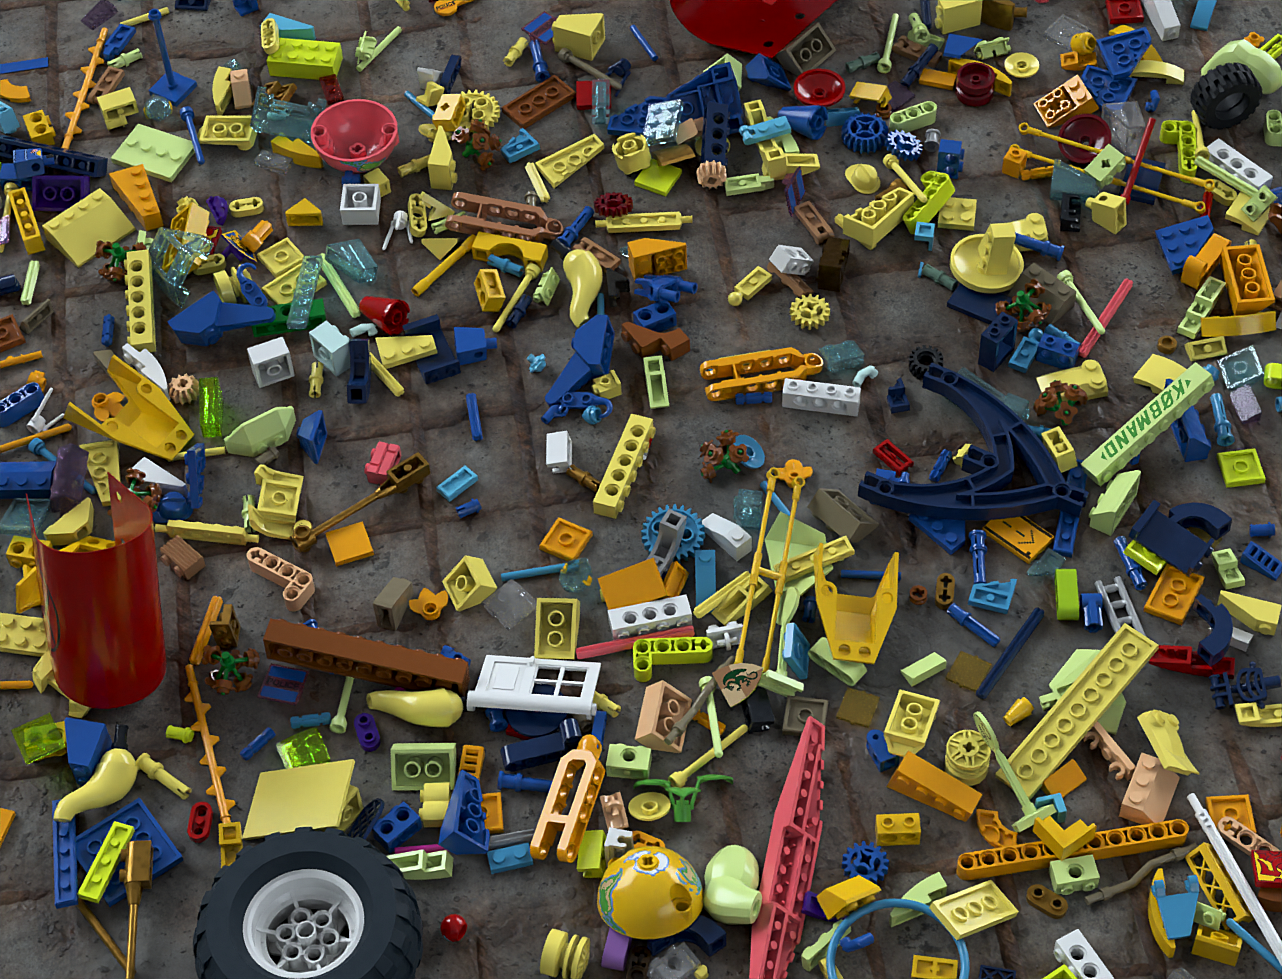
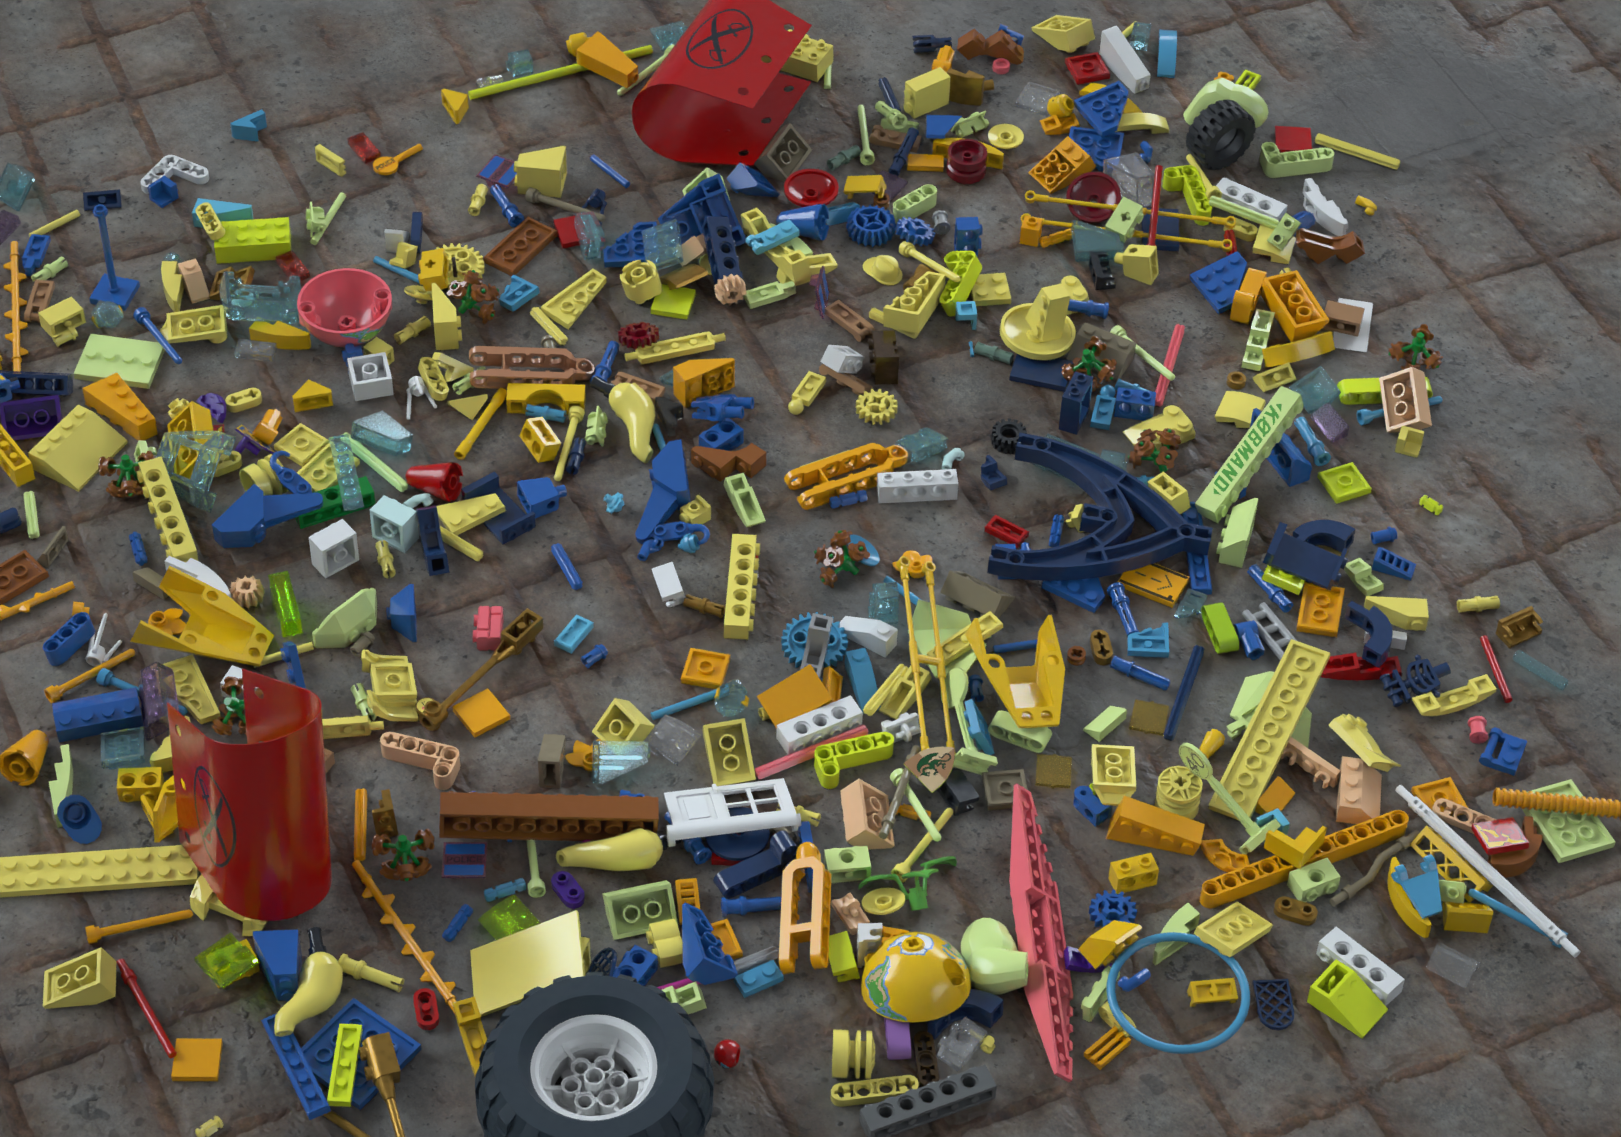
camera: 20 degrees left, 5 degrees down
(178, 733) = (371, 929): neon yellow pin -> none
(452, 613) = (617, 758): none -> clear light blue slope

